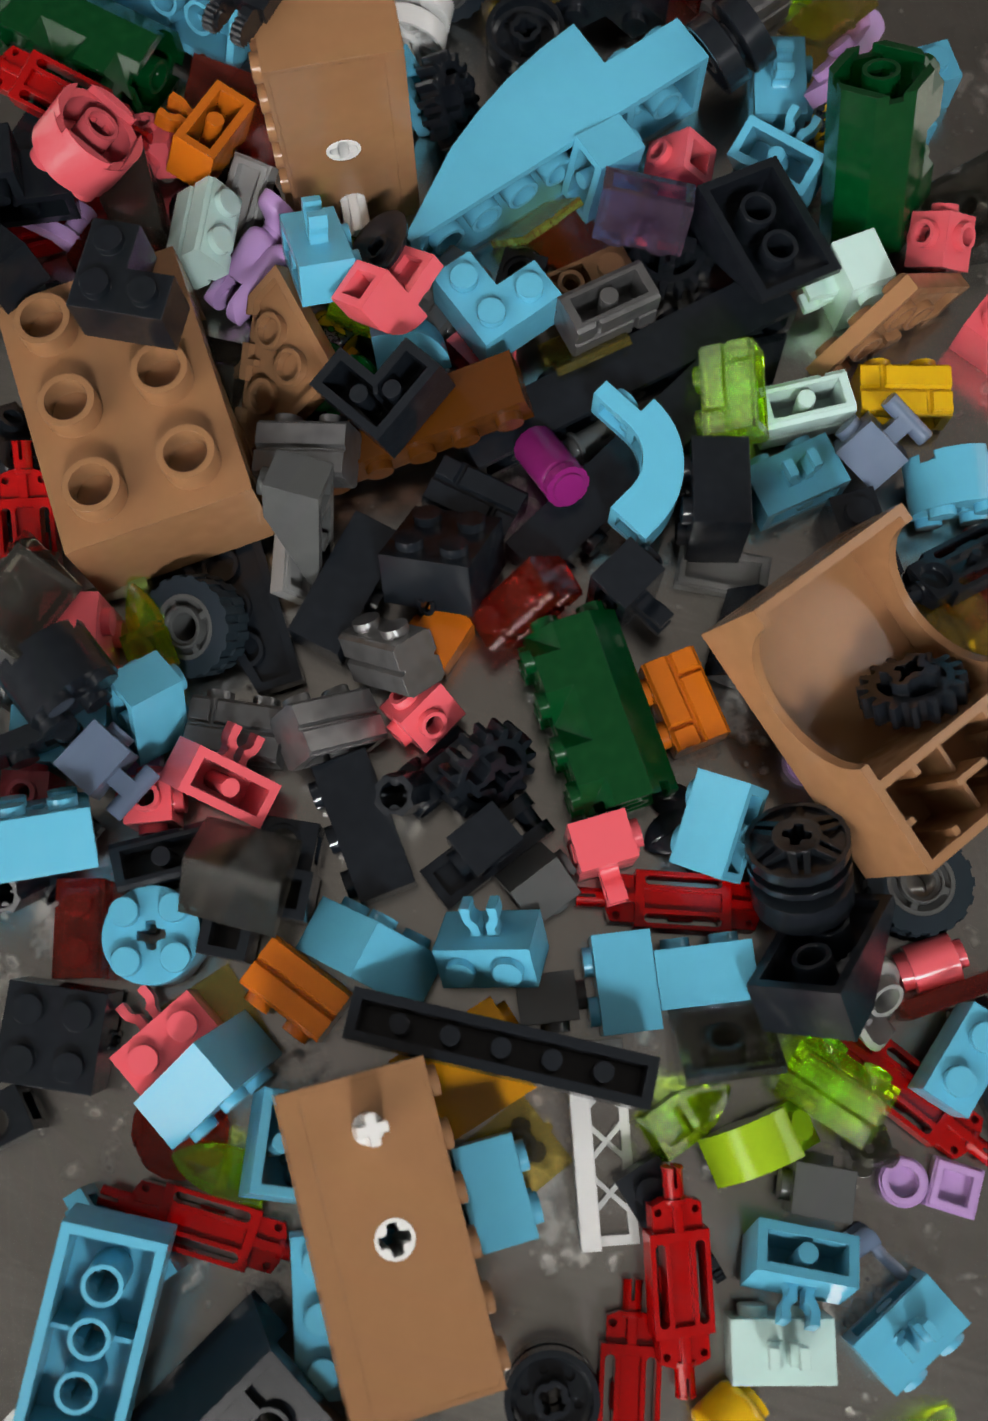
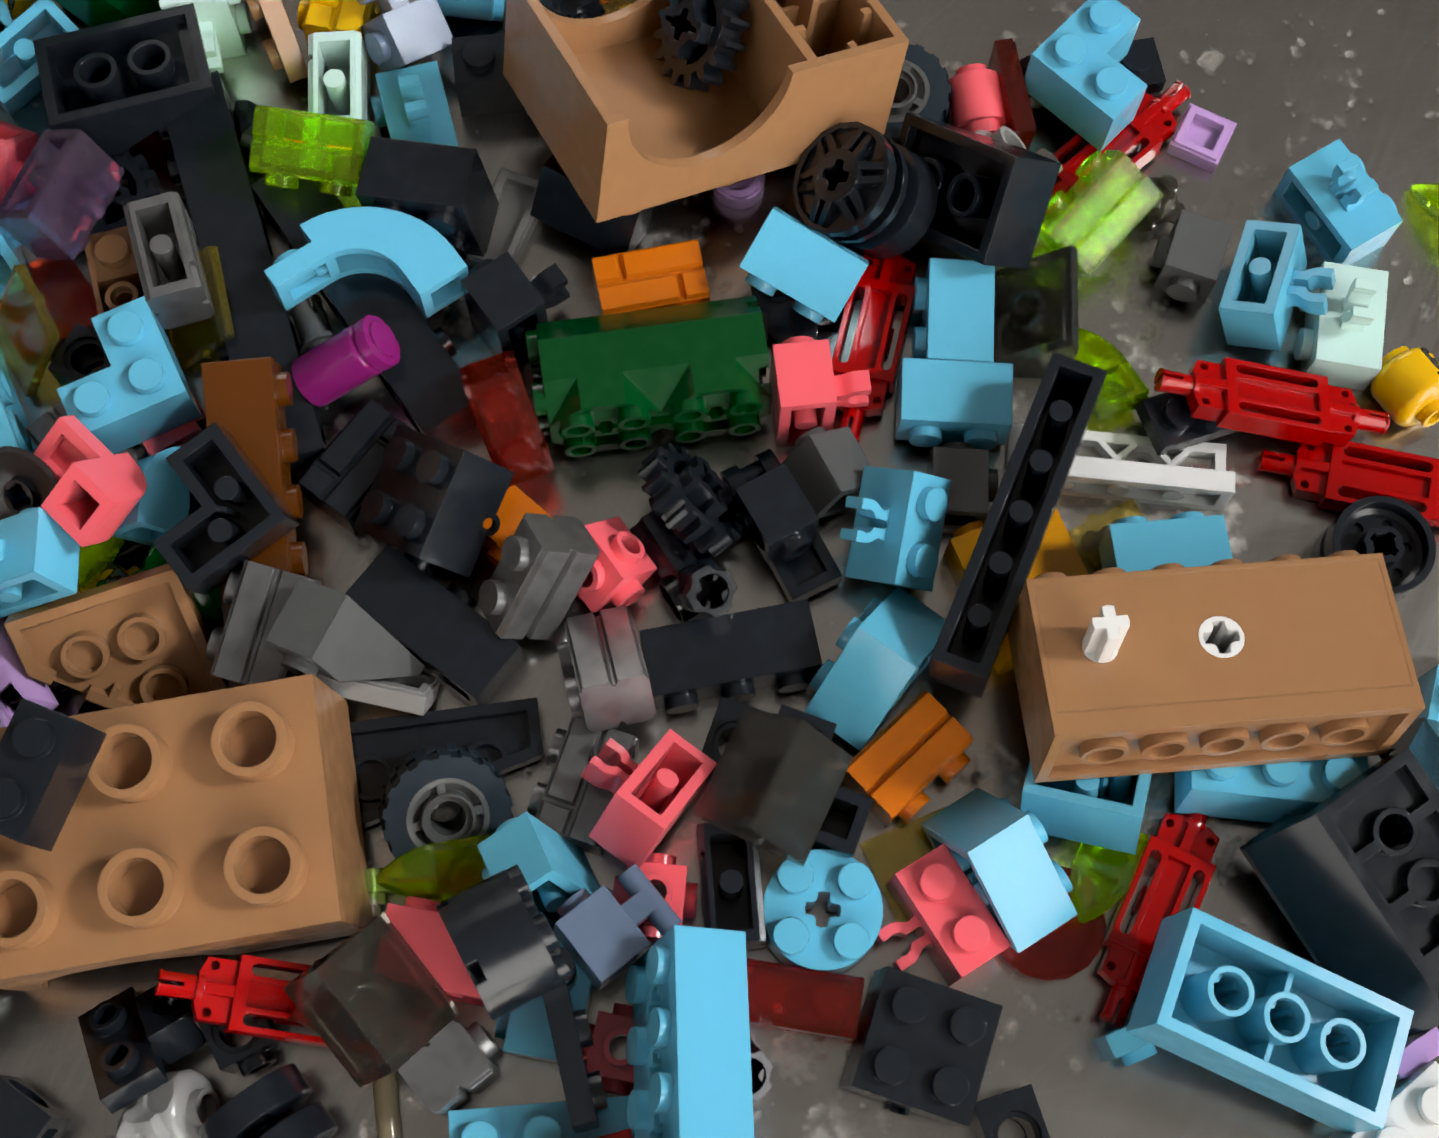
camera: 85 degrees left, 5 degrees down
(758, 1144) = (1143, 303): lime brick -> none
(871, 1243) = (1261, 215): sand blue hand -> none
(904, 1184) = (1196, 181): lavender tile -> none

